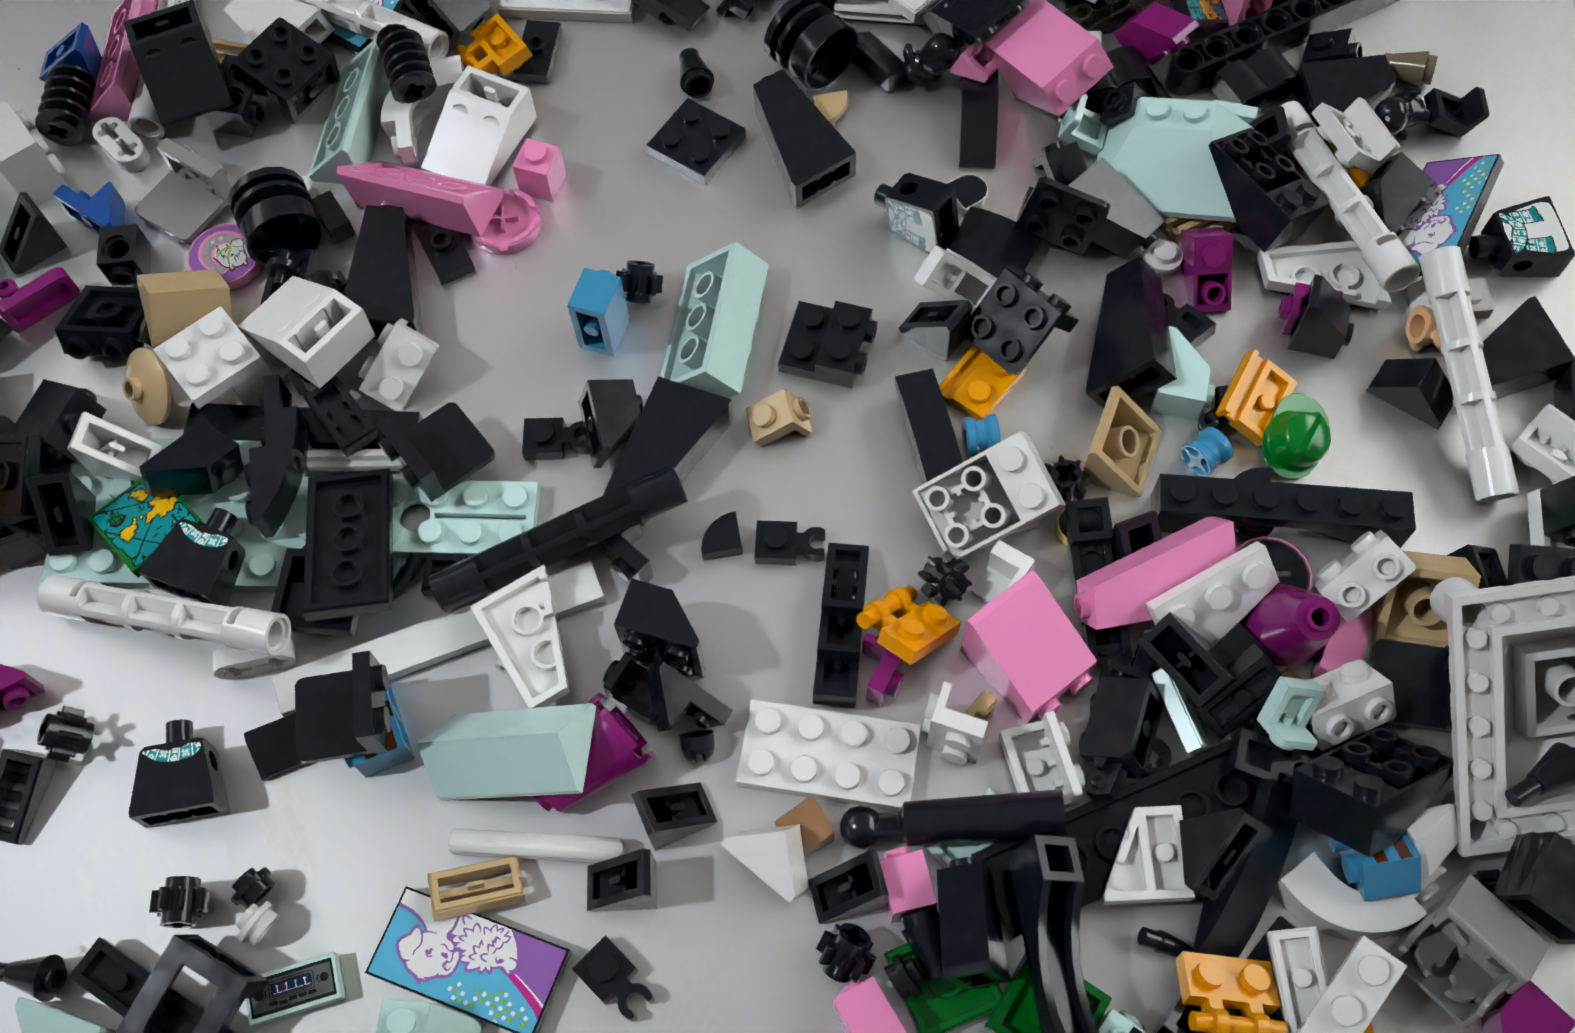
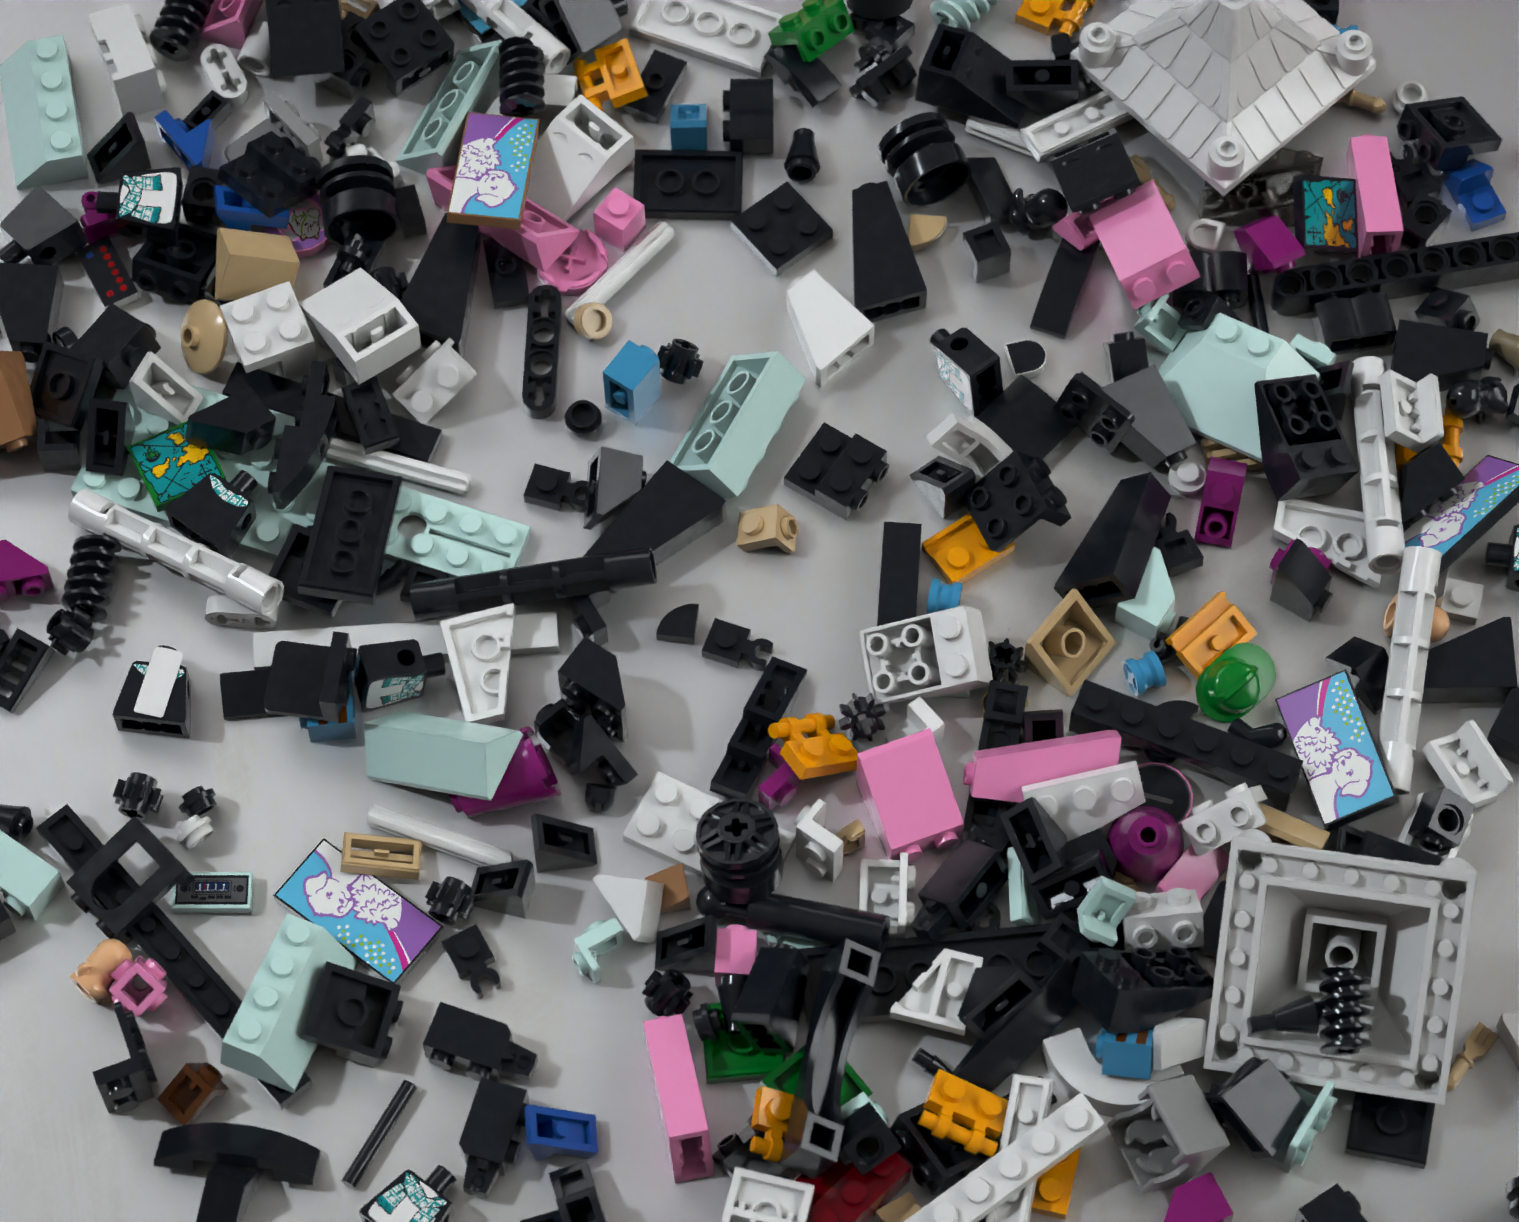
camera: 15 degrees right, 0 degrees up
(39, 353) = (107, 273): none -> black tile
(57, 273) = (146, 205): none -> torso
(73, 665) = (90, 574): none -> black piece
(117, 173) = (211, 107): none -> black piece
(162, 251) = (240, 214): none -> blue slope
(173, 764) = (158, 682): none -> white sticker
(182, 214) = (272, 174): none -> black plate
(258, 151) = (354, 125): none -> black plate
(401, 152) = (493, 171): none -> tile
(435, 676) = (393, 673): none -> black torso
(436, 450) = (448, 472): black bracket -> none
(502, 310) = (539, 351): none -> black beam
(541, 268) = (592, 320): none -> tan tile
(554, 221) = (624, 268): none -> white axle
(560, 362) = (583, 418): none -> black plate
(568, 918) = (450, 900): none -> black gear
(581, 79) = (688, 127): none -> dark azure slope
(596, 124) = (689, 183): none -> black tile
(634, 50) = (750, 115): none -> black brick
(747, 910) = (596, 941): none -> light aqua bracket
(770, 212) = (826, 326): none -> white slope
(880, 787) = (739, 851): none -> black wheel
(899, 104) = (988, 251): none -> black panel
(1355, 477) = (1268, 735): none -> black arm
(1450, 484) = (1336, 750): none -> tile

